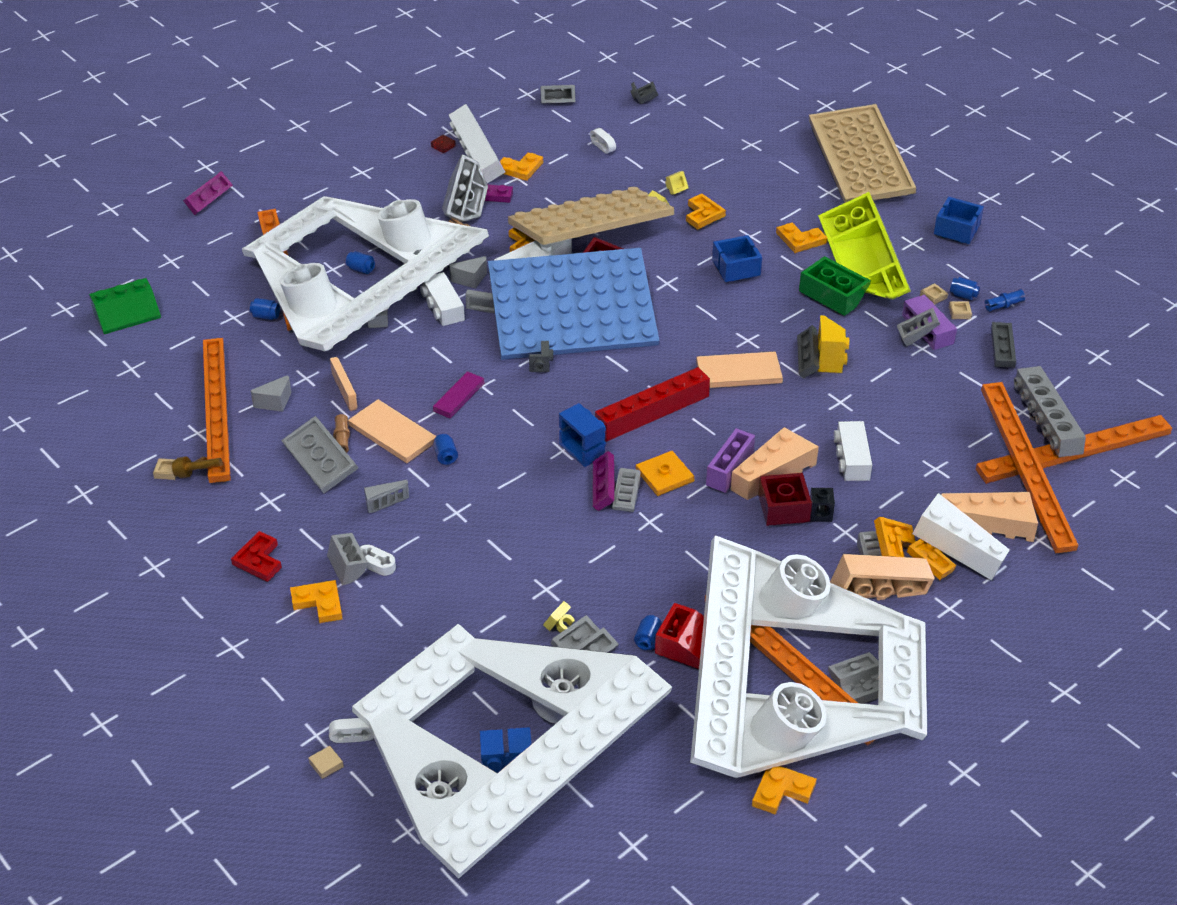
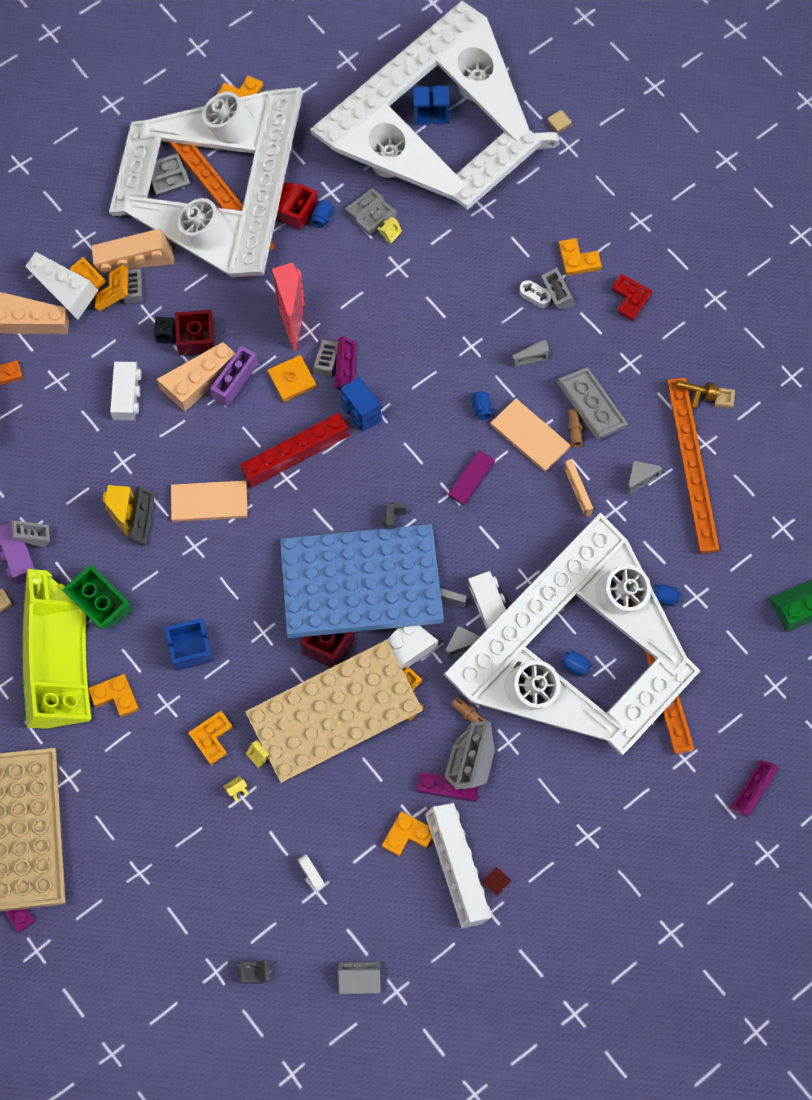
camera: 175 degrees left, 25 degrees up
(677, 503) = (289, 299): none -> coral slope

